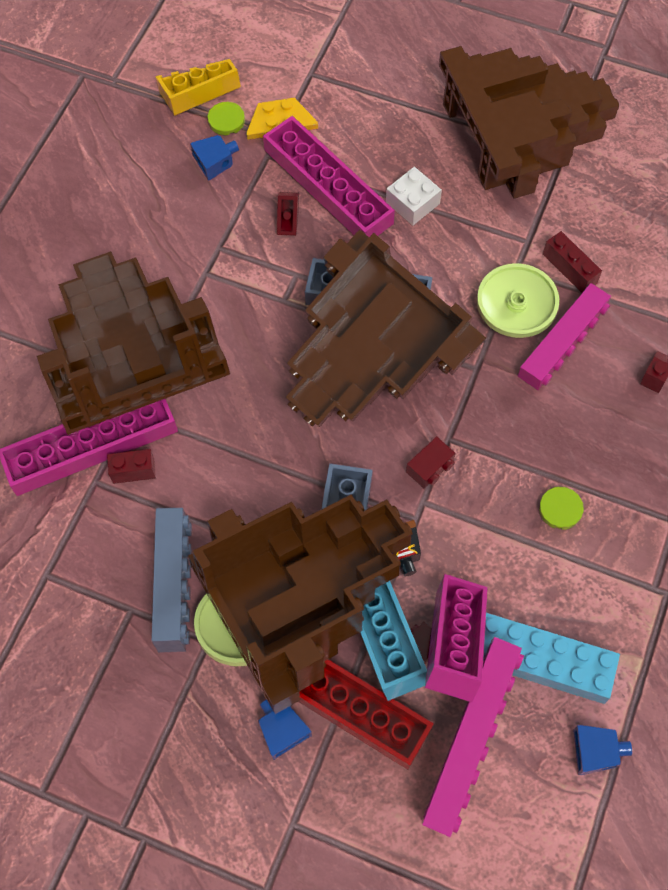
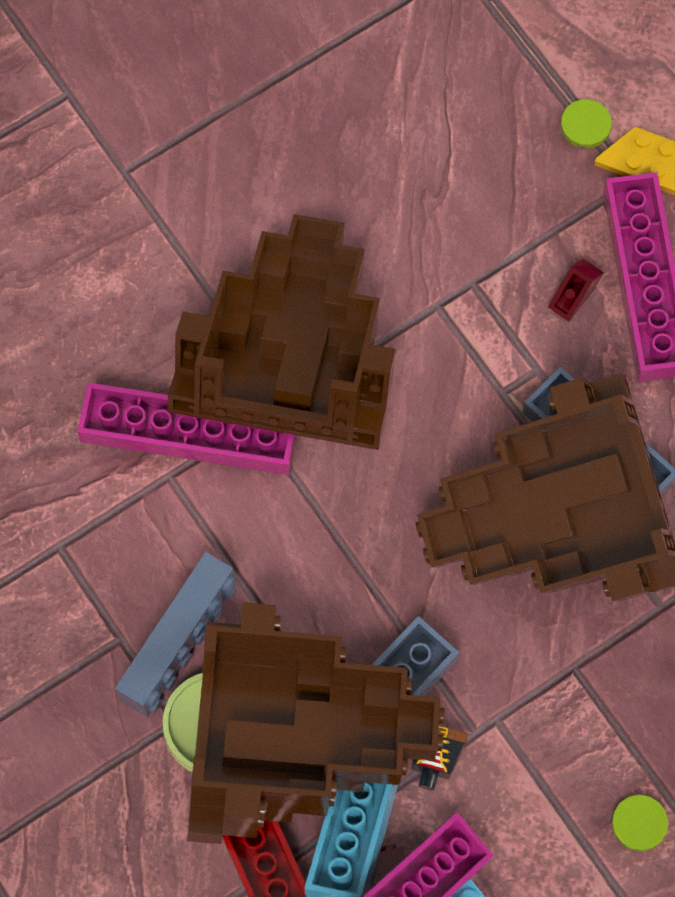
camera: 35 degrees right, 5 degrees up
(131, 466) = (215, 484): dark red brick -> none
(198, 85) = (577, 64): yellow wedge -> none
(213, 155) = (539, 165): blue torso -> none
(282, 729) = (188, 862): blue torso -> none
(431, 463) = (532, 683): dark red brick -> none

